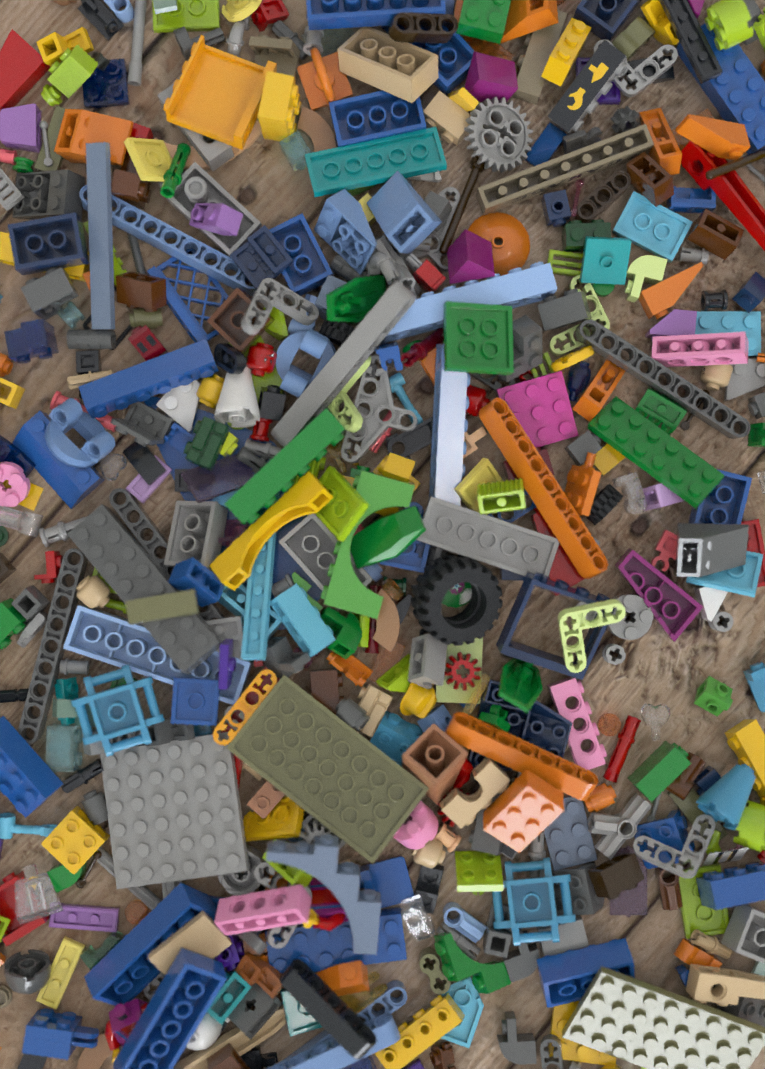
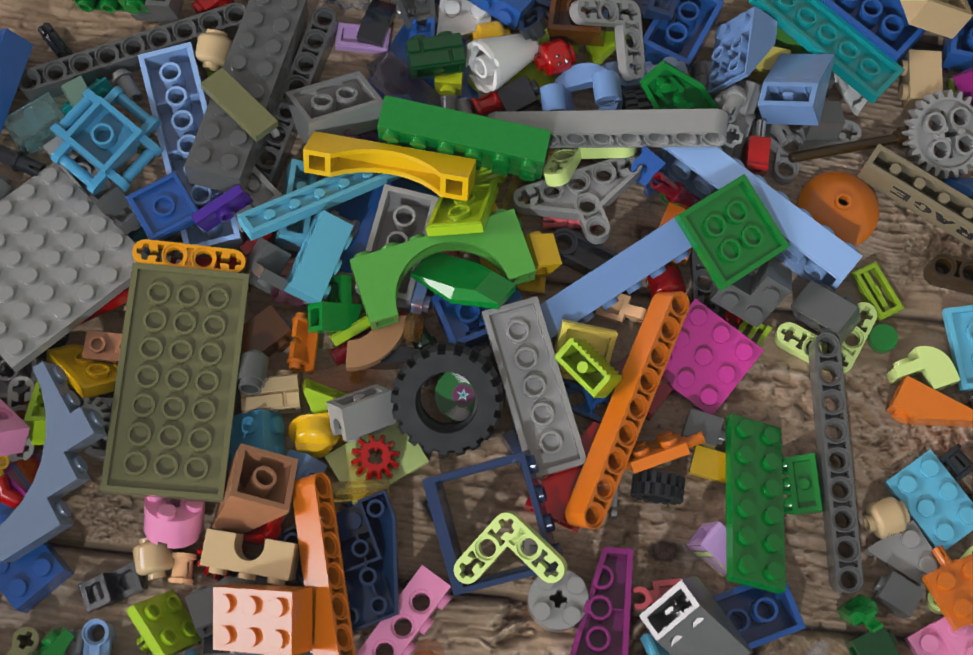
camera: 60 degrees right, 15 degrees down
(32, 629) = (138, 23): light grey tile -> none
(193, 575) = (292, 133): blue brick -> none
(306, 586) = (356, 246): bright green slope -> none
(389, 878) = (93, 538): blue bracket -> none
(396, 383) = (624, 202): medium azure brick -> none
(416, 918) = (69, 595): clear leg -> none
(463, 99) = (952, 74): yellow tile -> none
(470, 258) = (806, 182): magenta slope -> none
(496, 718) = (346, 525): green tile -> none
(520, 683) = (403, 523): green piece -> none
(556, 208) = (920, 238): dark blue brick -> none
(572, 358) = (785, 352): yellow tile -> none
(575, 232) = (917, 286): dark green brick -> none
(578, 379) = (768, 377): clear blue plant -> none
(579, 184) = (962, 248): clear pink hinge -> none
(598, 390) = (773, 404): orange slope -> none
(605, 260) = (908, 317): teal plate -> none
(619, 650) = (500, 622): light grey bush -> none
(633, 493) = (688, 522): clear leg -> none
(675, 323) = (898, 438): medium lavender slope -> none
(685, 425) = (806, 525): dark brown hinge -> none
(701, 349) = (898, 476): bright pink brick -> none

